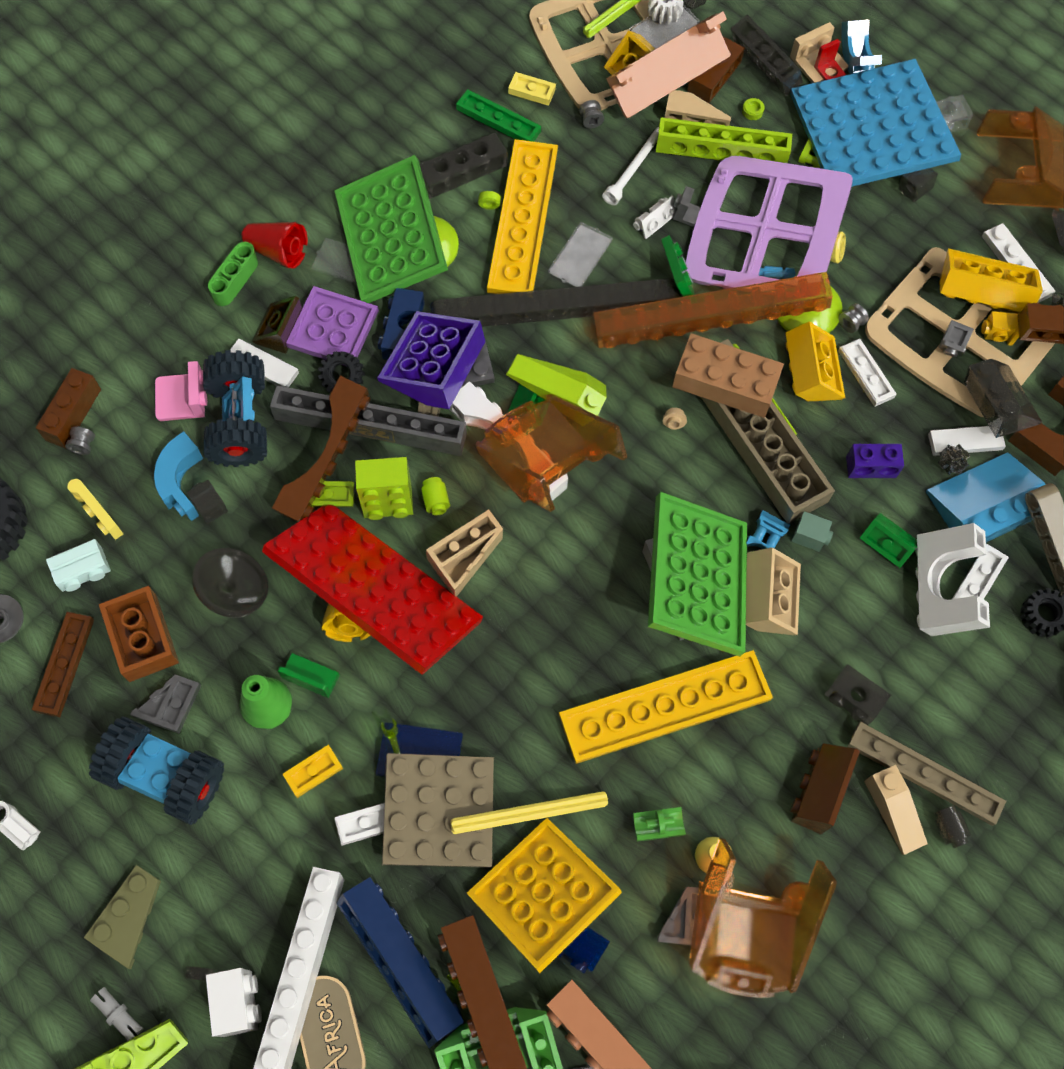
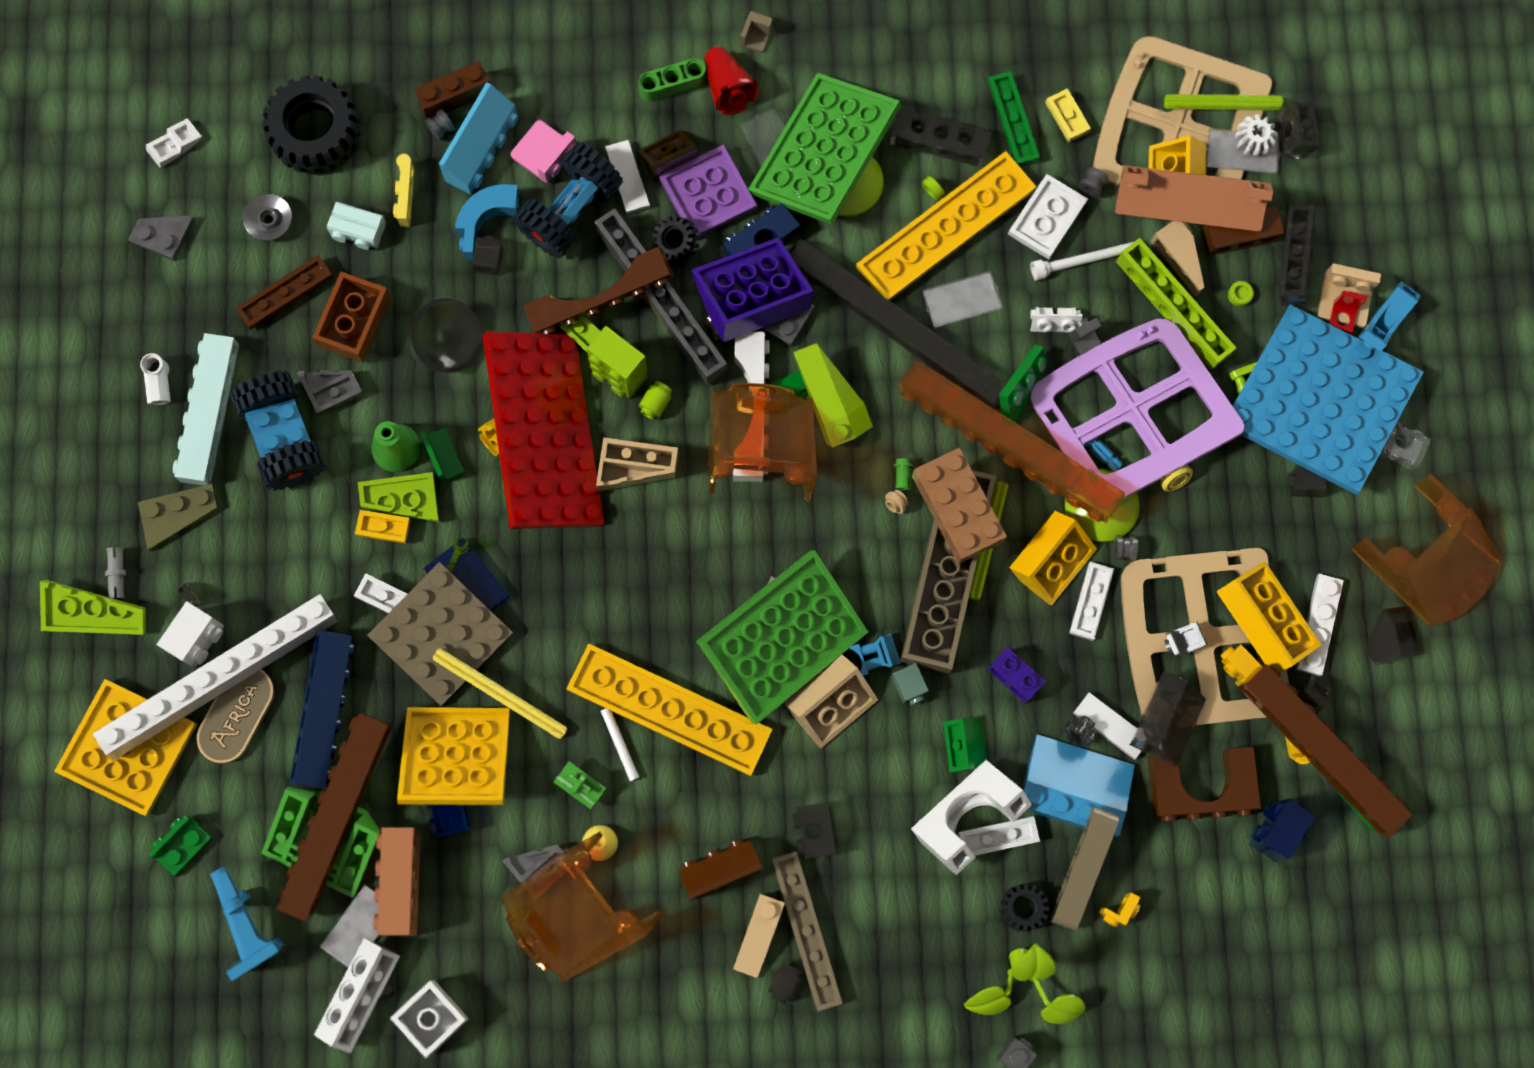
camera: 40 degrees right, 10 degrees up
(78, 810) = (206, 409): none -> light aqua brick
(122, 425) = (478, 139): none -> medium azure slope
(264, 197) = (756, 32): none -> dark tan panel
(306, 734) = (402, 495): none -> lime wing
(583, 158) = (1047, 216): none -> white plate
(655, 767) = (620, 744): none -> white bar
(659, 397) = (903, 474): none -> bright green pin

